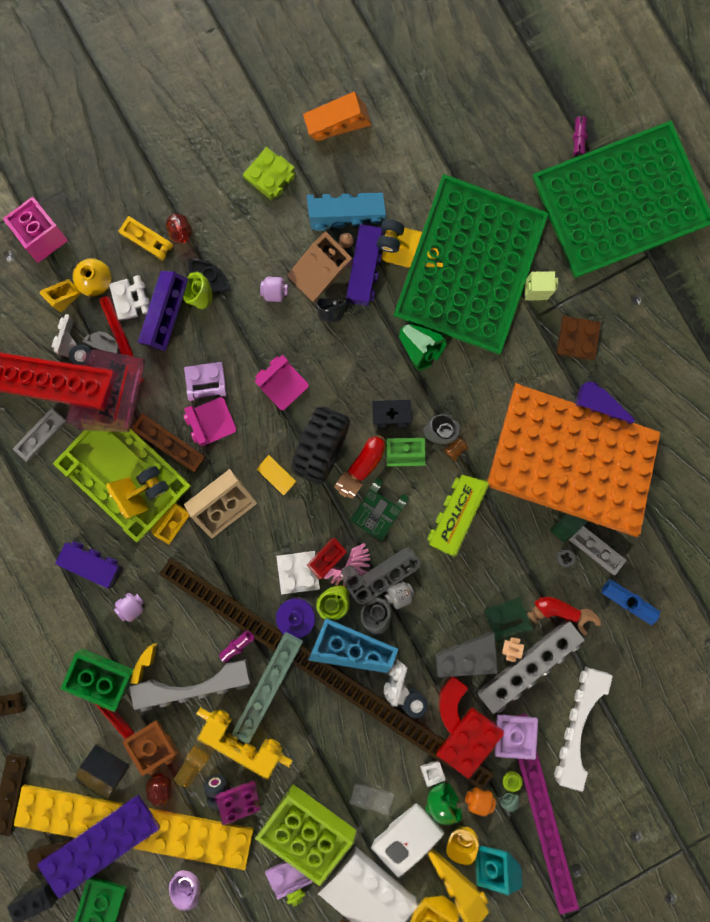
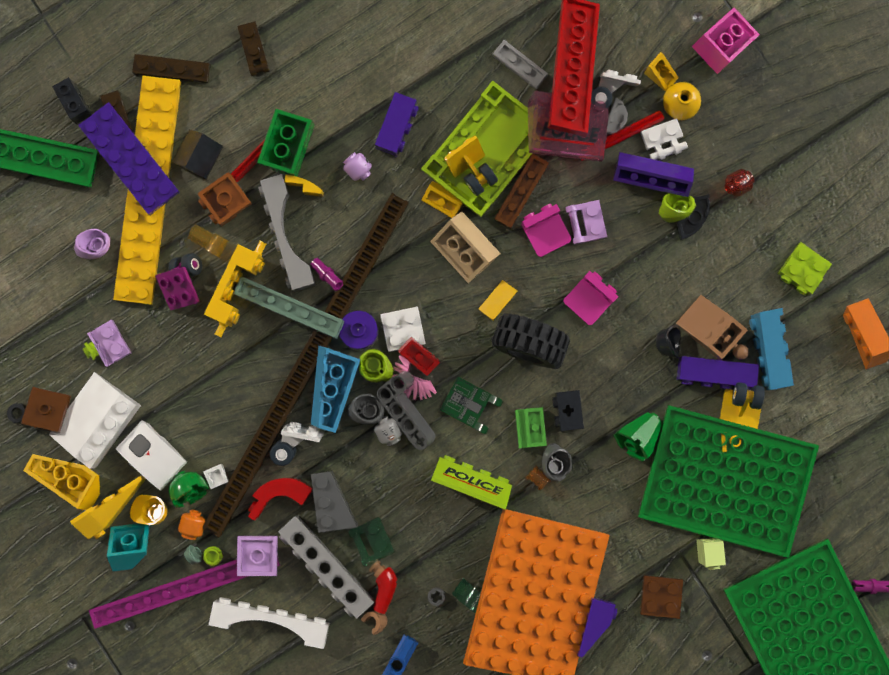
camera: 90 degrees right, 0 degrees up
(145, 238) = (726, 150): yellow plate -> none
(158, 789) = (184, 210): clear red head -> none
(273, 289) = (685, 282): lavender head -> none
(306, 835) = (150, 356): lime slope -> none
(366, 462) = (517, 388): red piece -> none
(372, 798) = (187, 418): clear slope -> none
(470, 743) = (249, 510): red plate -> none
(513, 649) = (342, 548): light nougat gear -> none
(598, 550) = (446, 628): light grey plate -> none

